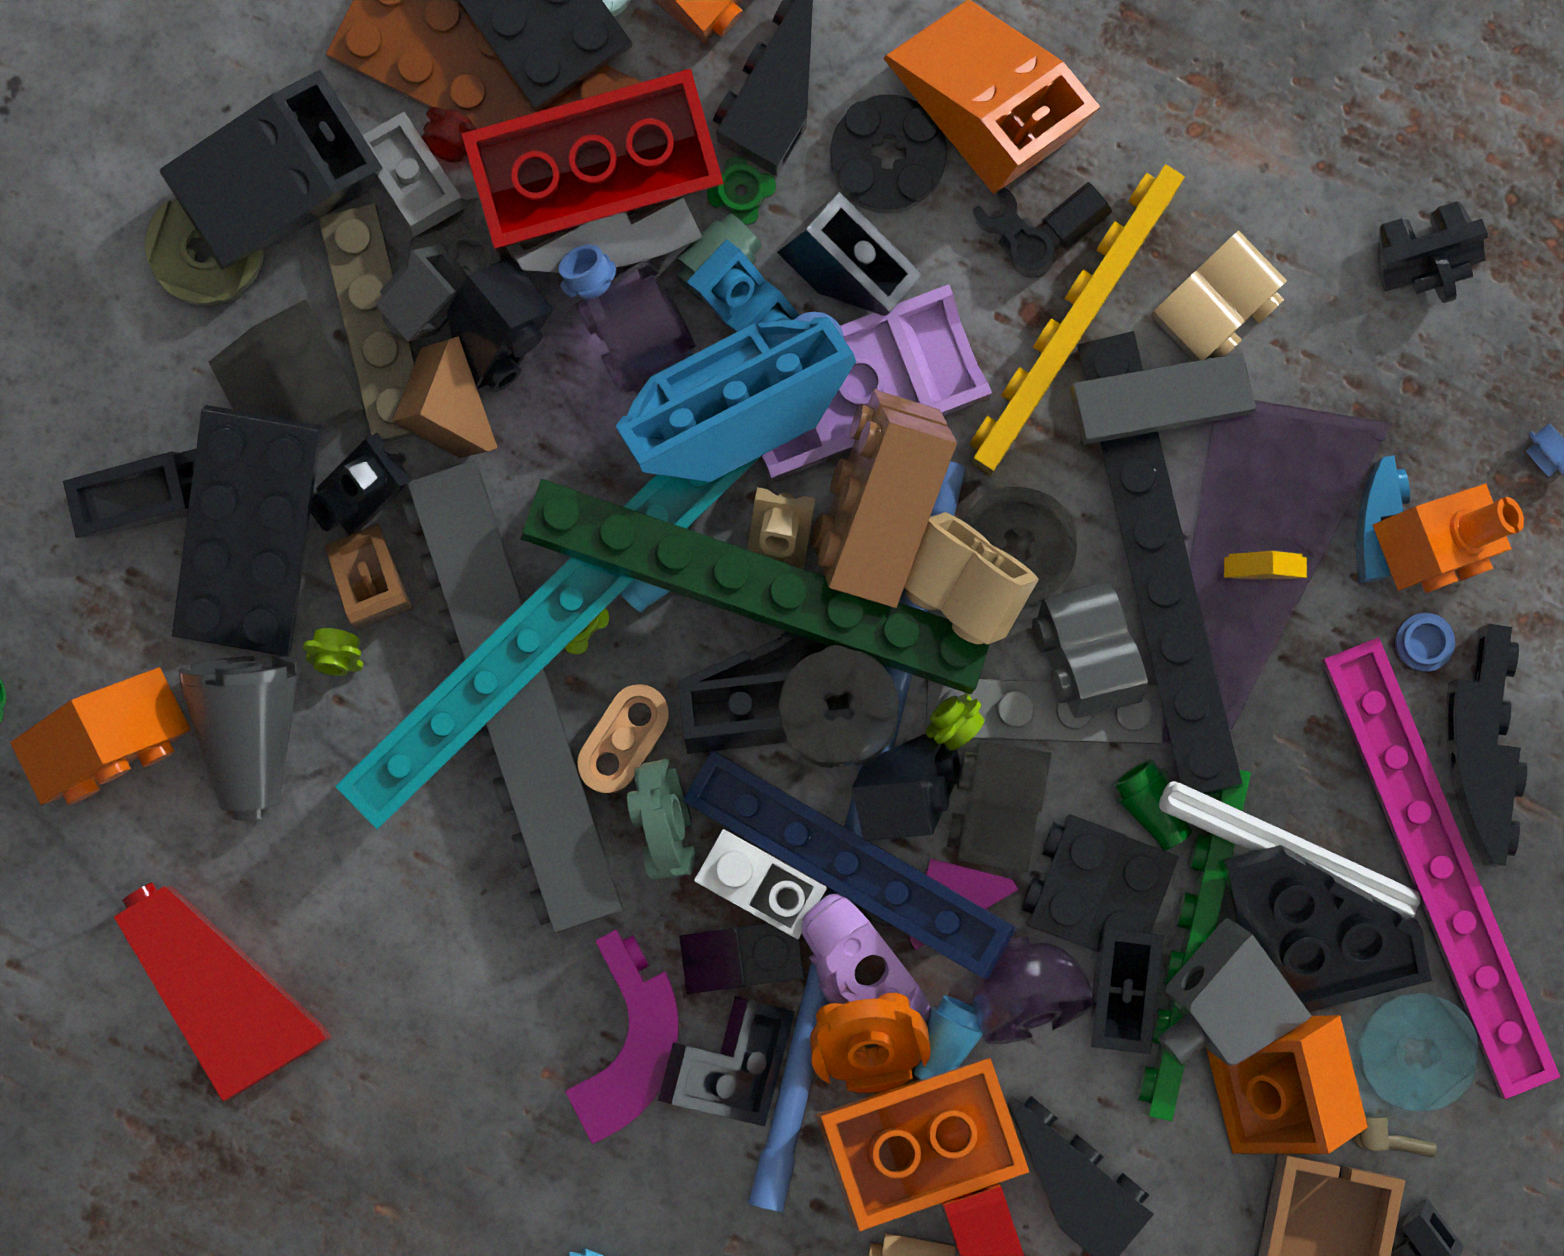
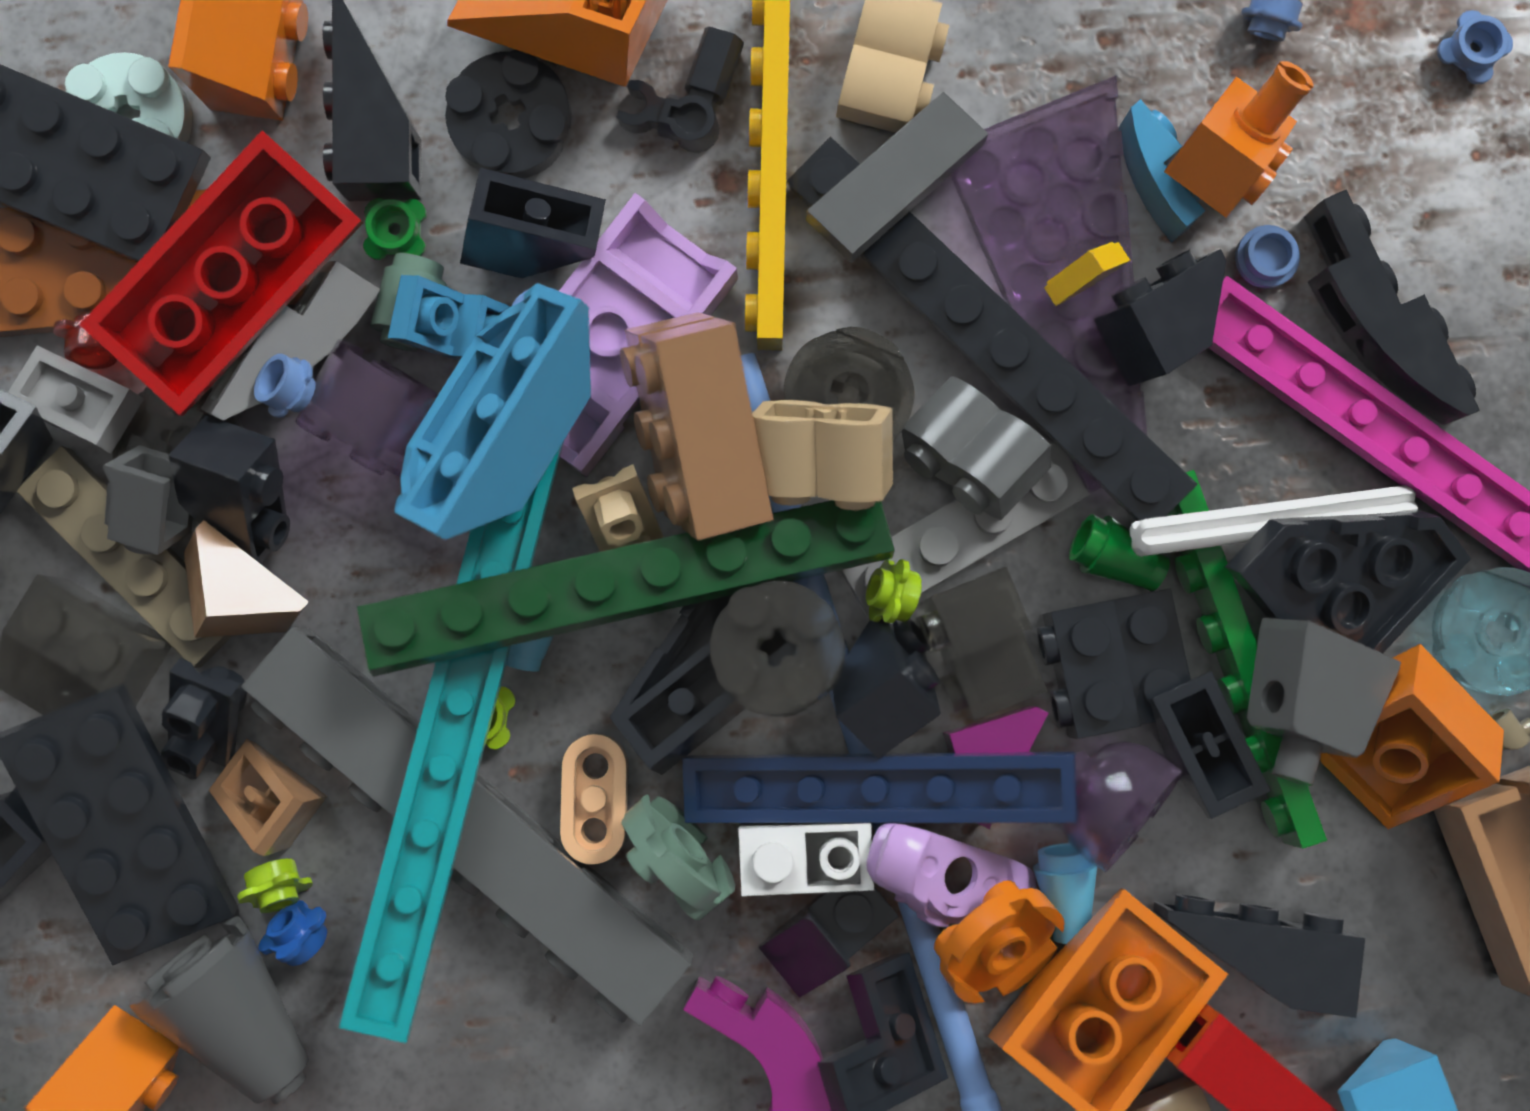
camera: 30 degrees left, 0 degrees up
(328, 699) = (295, 934): none -> blue plate
(1303, 642) = (1164, 321): none -> black slope

